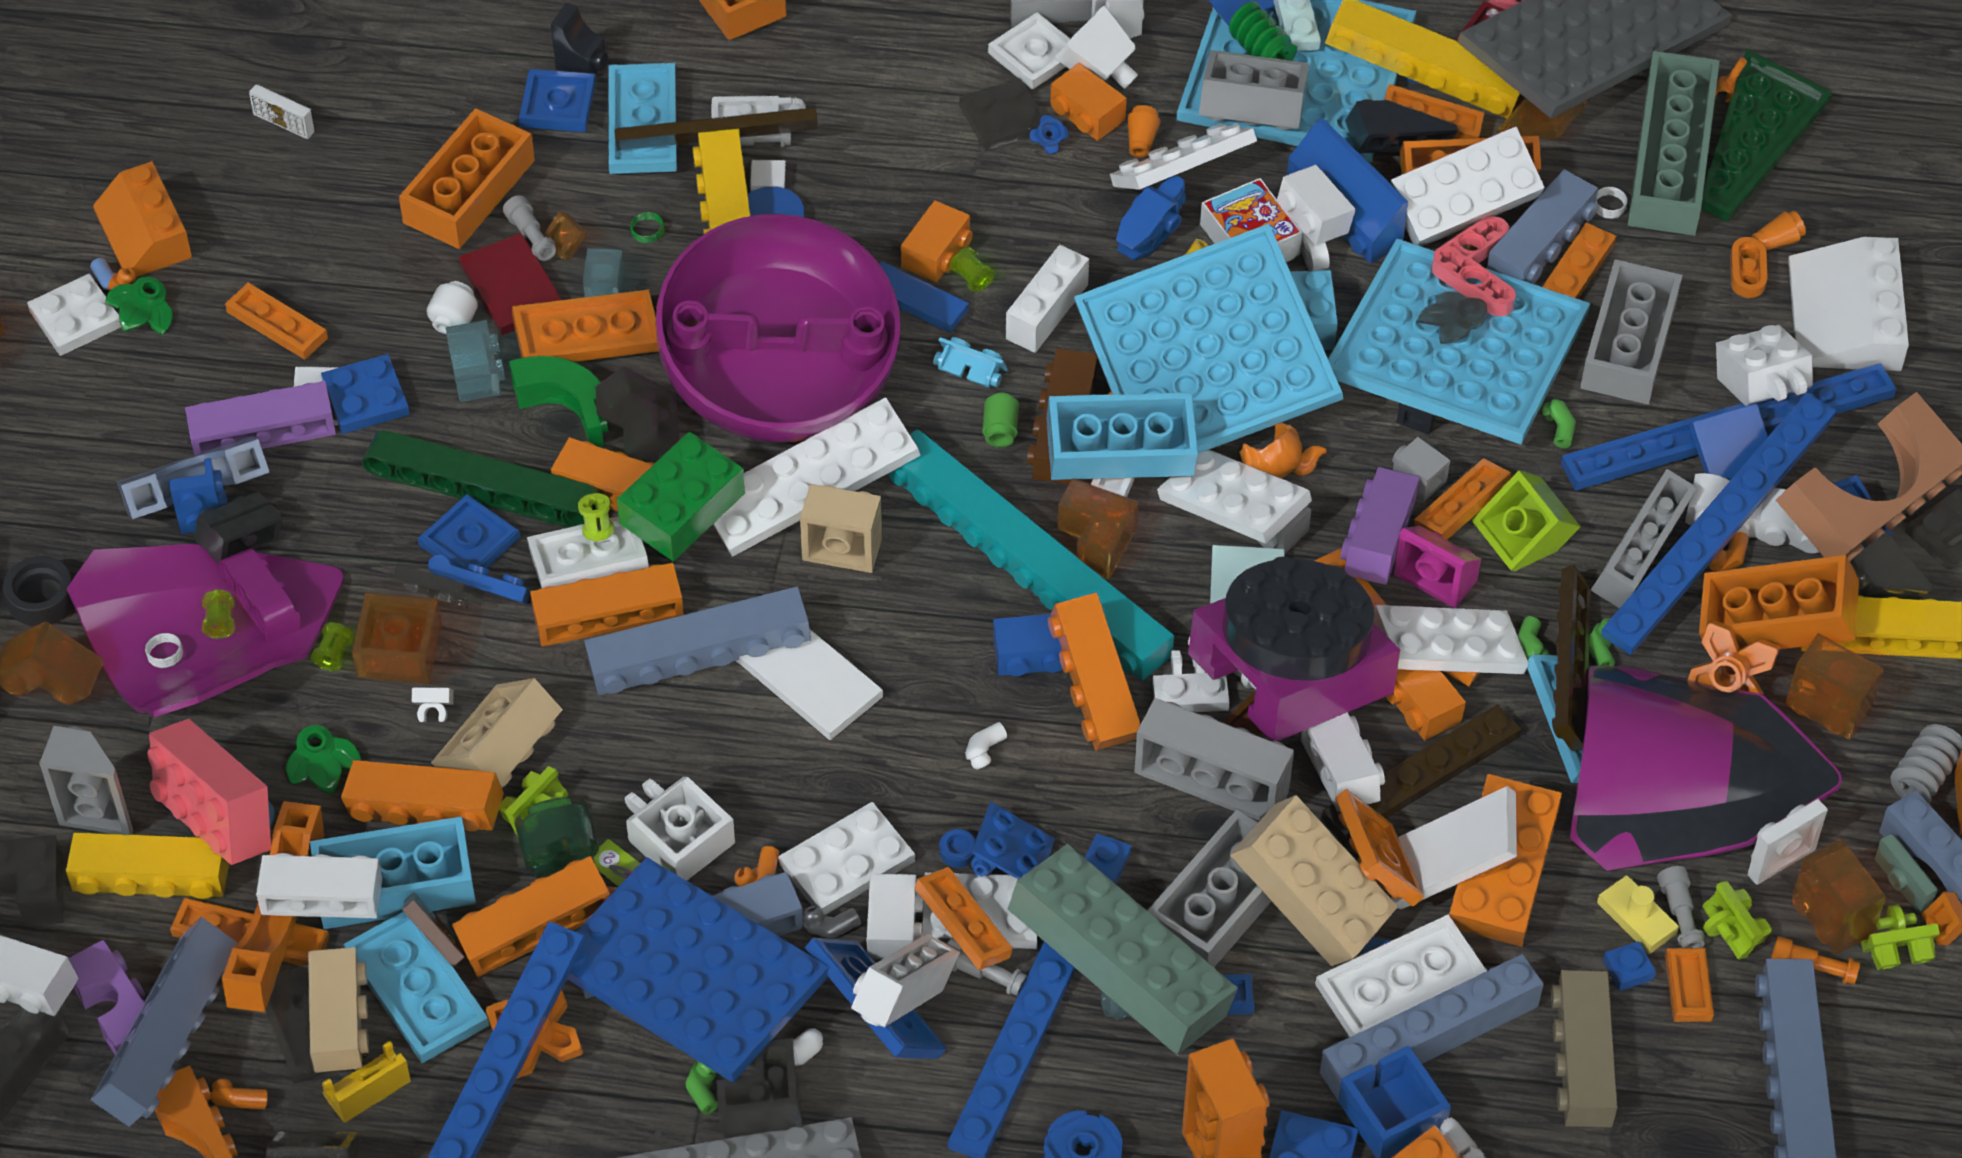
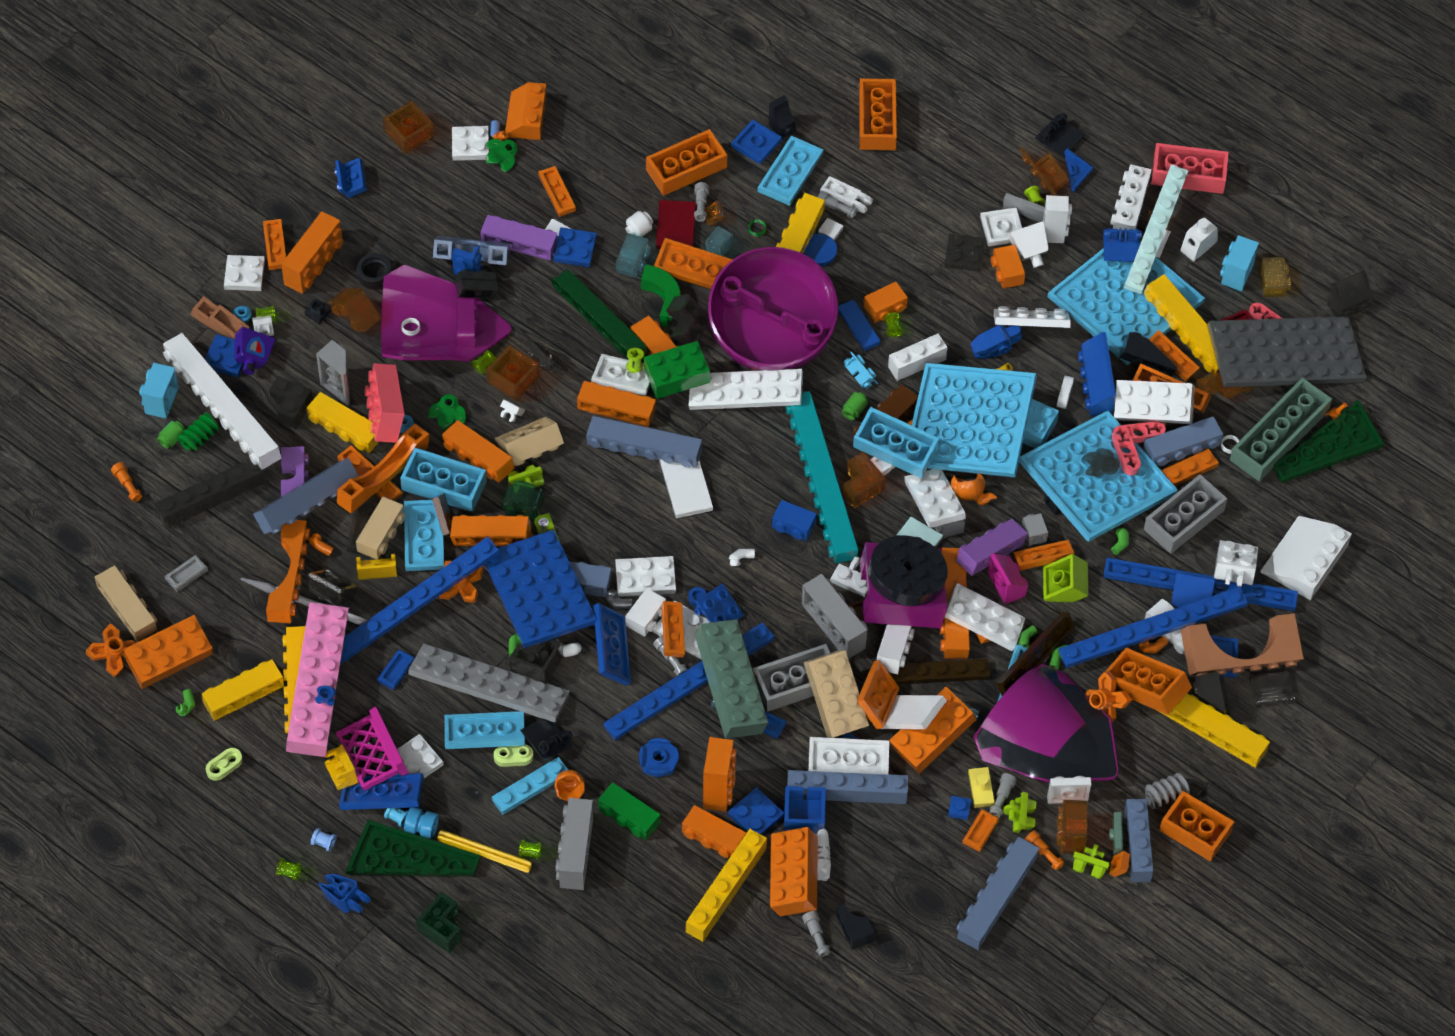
camera: 30 degrees right, 5 degrees up
(218, 614) = (443, 322): clear neon green bush -> none
(281, 111) = (624, 85): white tile -> none
(319, 886) = (403, 469): white brick -> none
(469, 535) = (577, 340): blue tile -> none
(477, 577) = (565, 362): blue plate -> none
(679, 826) = (578, 524): white hinge -> none
(687, 131) = (829, 198): dark brown tile -> none
(766, 866) = (607, 561): orange arm -> none
(841, 527) = (742, 421): tan brick -> none
(904, 980) = (624, 642): white brick -> none
(1052, 125) = (973, 272): blue plate -> none
(1095, 672) = (809, 547): orange brick -> none
(1142, 129) = (1025, 293): orange cone -> none
(1246, 210) = (1047, 366): brick -> none
(1254, 89) = (1088, 300): light grey slope -> none
(1260, 33) = (1112, 275): green piece -> none
(1315, 205) = (1073, 374): white brick -> none
(1585, 1049) = (910, 832): dark tan brick -> none
(1644, 538) = (1114, 616): light grey brick -> none
(1748, 274) = (1270, 512): orange plate -> none
(1781, 231) = (1301, 501): orange cone -> none
(1834, 686) = (1147, 732): clear orange brick -> none

